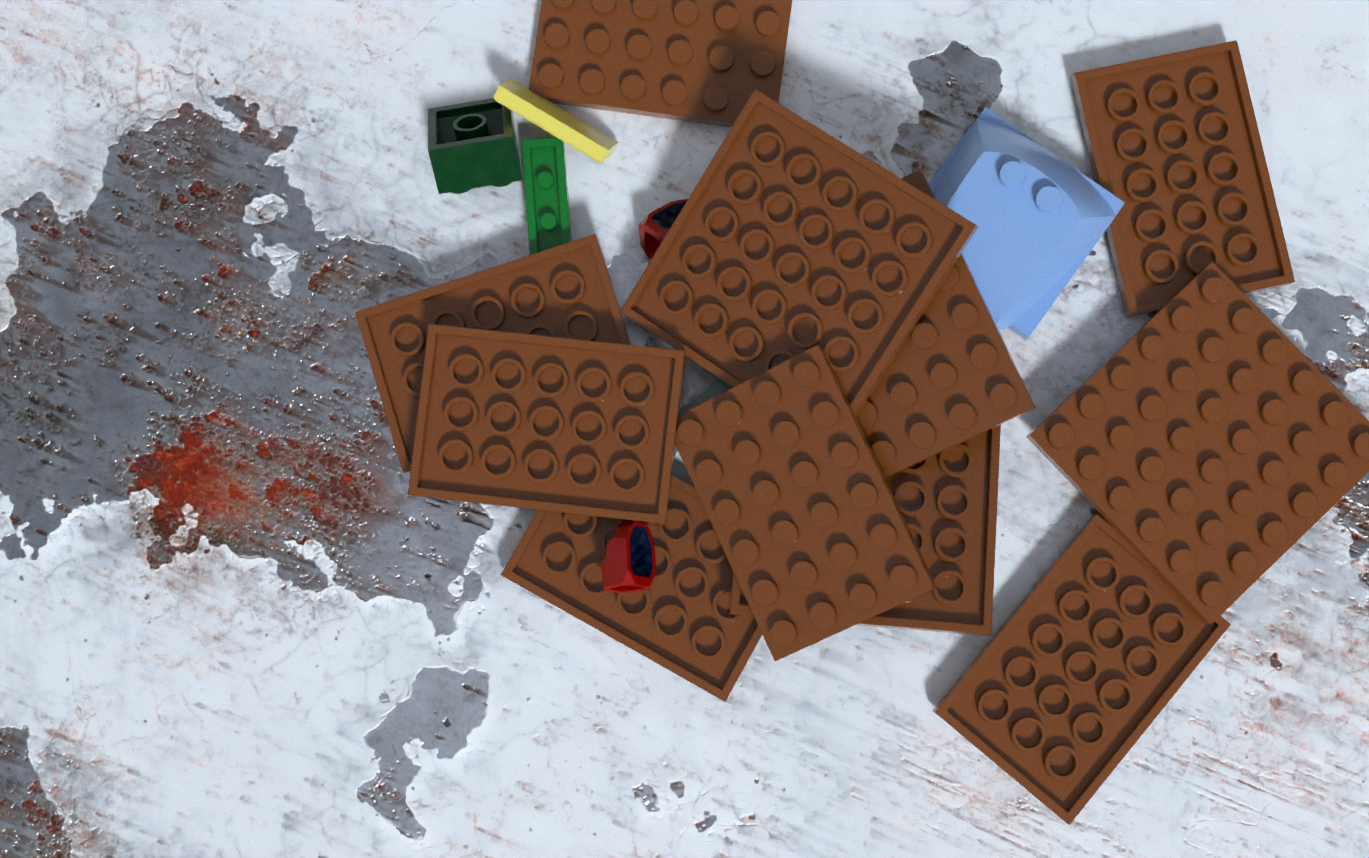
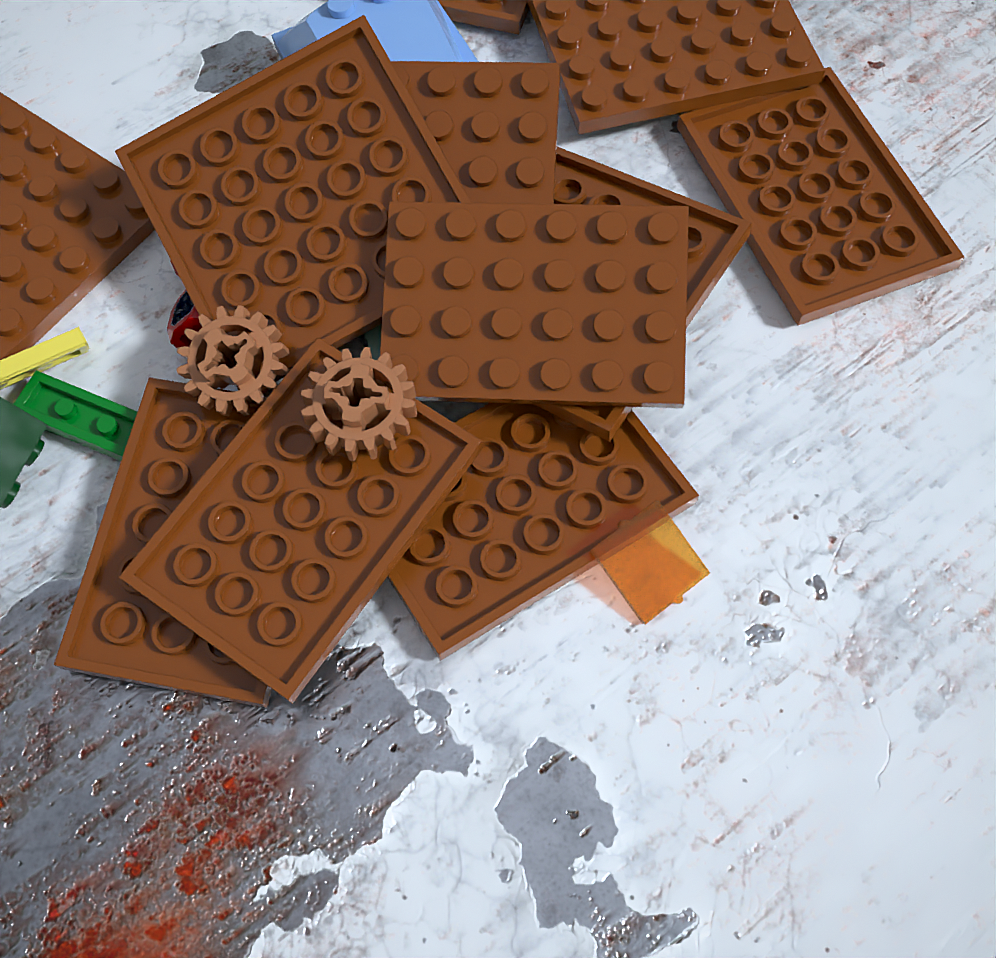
camera: 60 degrees left, 20 degrees down
(618, 428) = (367, 410): none -> nougat gear
(629, 559) = (499, 505): red rock -> none
(641, 283) = (217, 349): none -> nougat gear
(653, 689) = (650, 562): none -> clear orange piece

